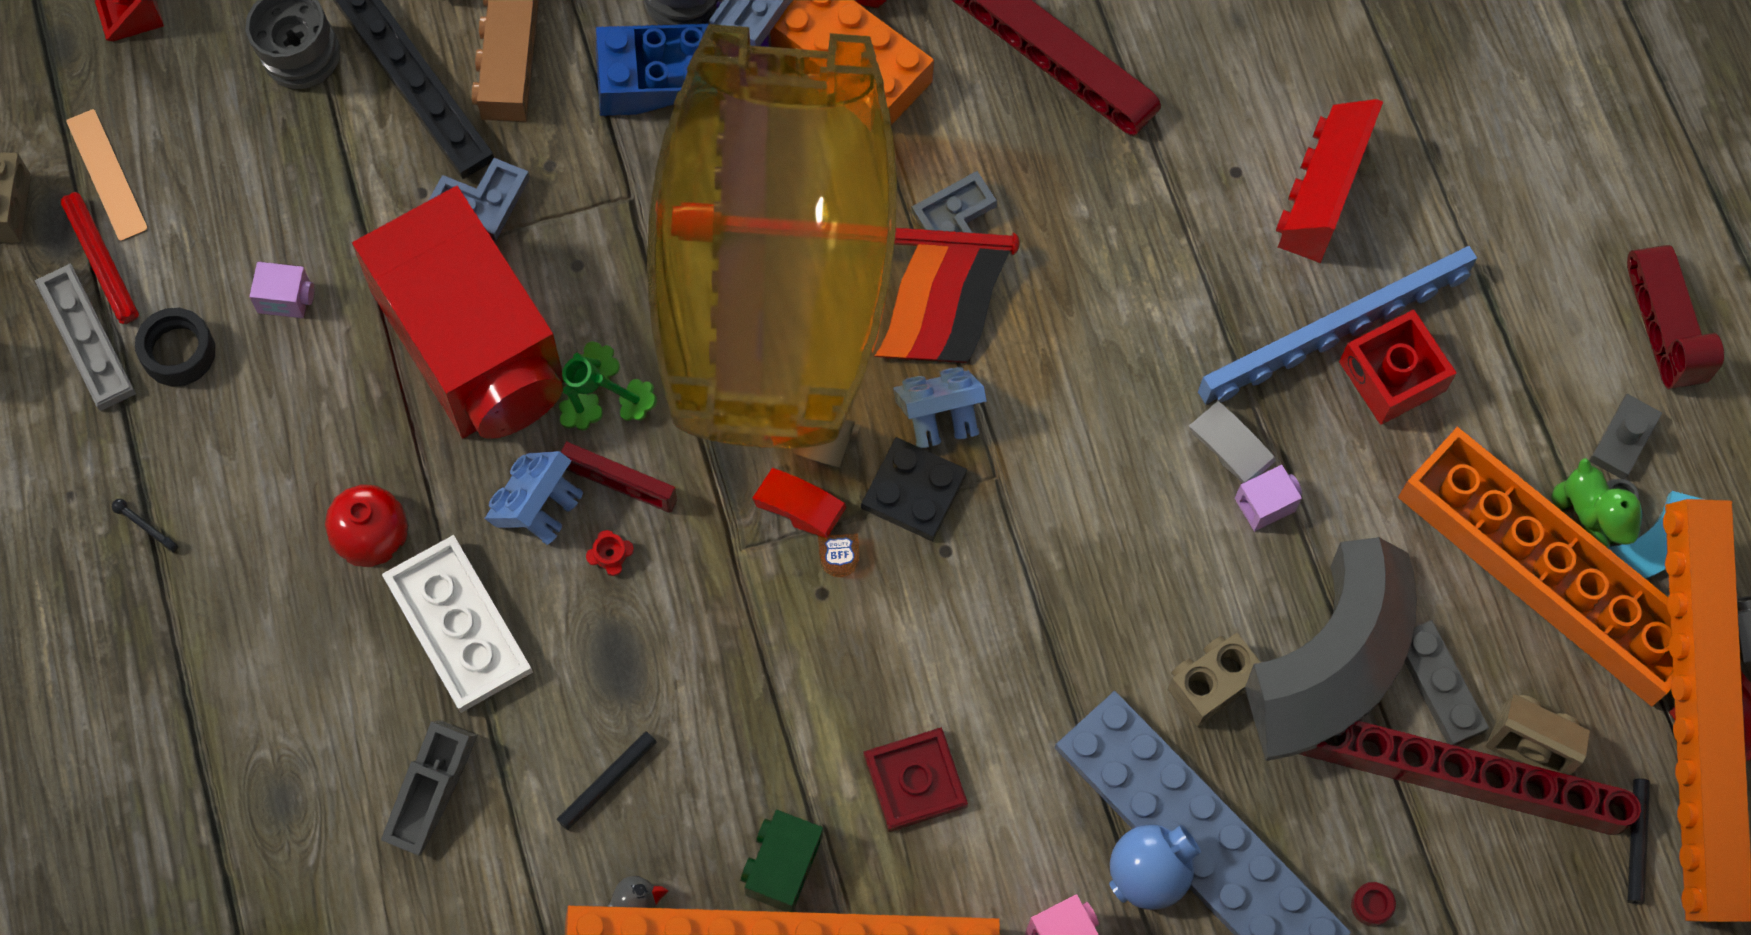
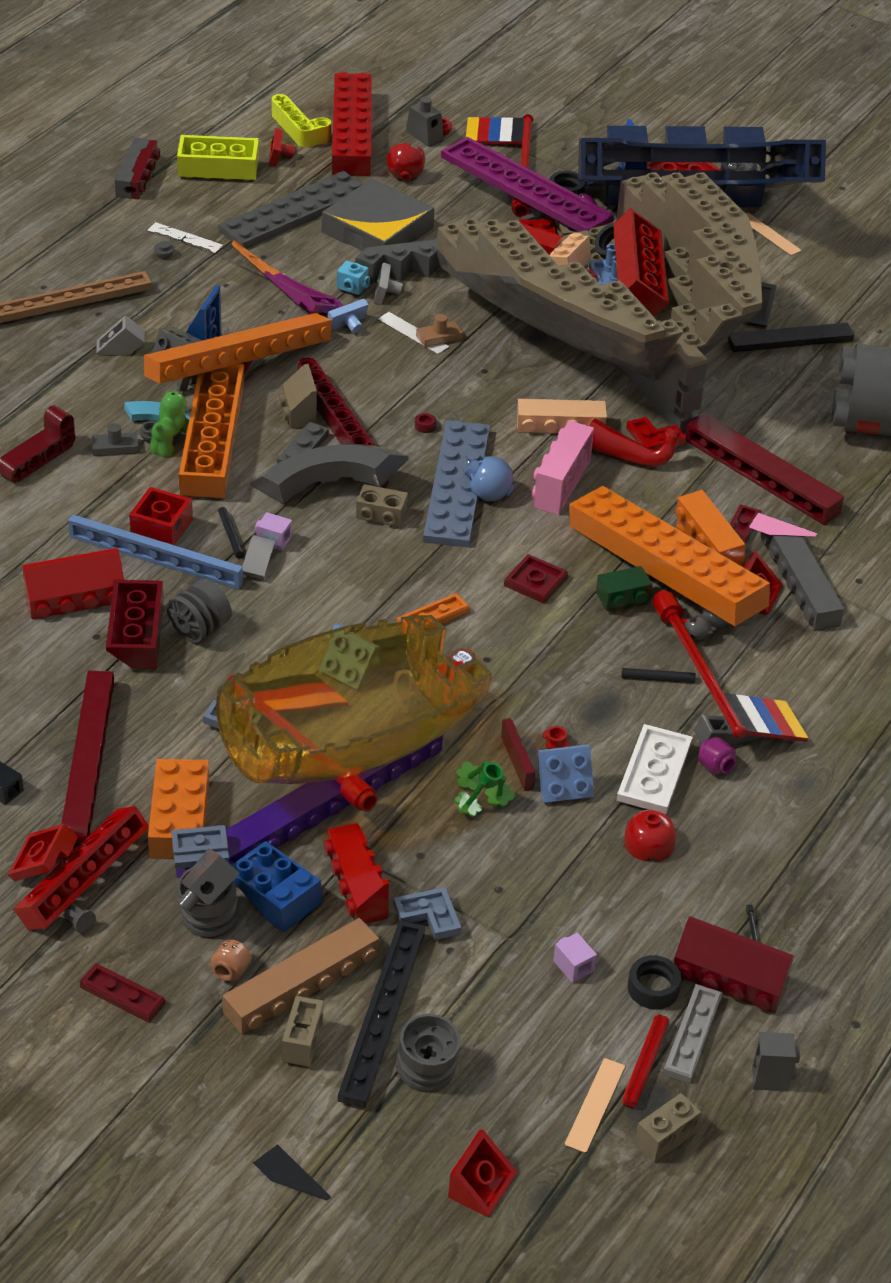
camera: 130 degrees left, 25 degrees down
(103, 431) = (733, 964): none -> dark red slope
(401, 708) = (717, 756): none -> magenta head
(420, 803) = (743, 713): none -> flag
(463, 316) = (510, 846): red container -> none
(586, 159) = (357, 873): none -> red wedge
(952, 586) = (443, 609): none -> orange tile
(1163, 279) = (199, 610): none -> dark grey wheel
(1202, 200) = (136, 622): none -> dark red slope
(1317, 454) = (231, 533): none -> black bar
(1638, 845) = (321, 361): black piece -> none

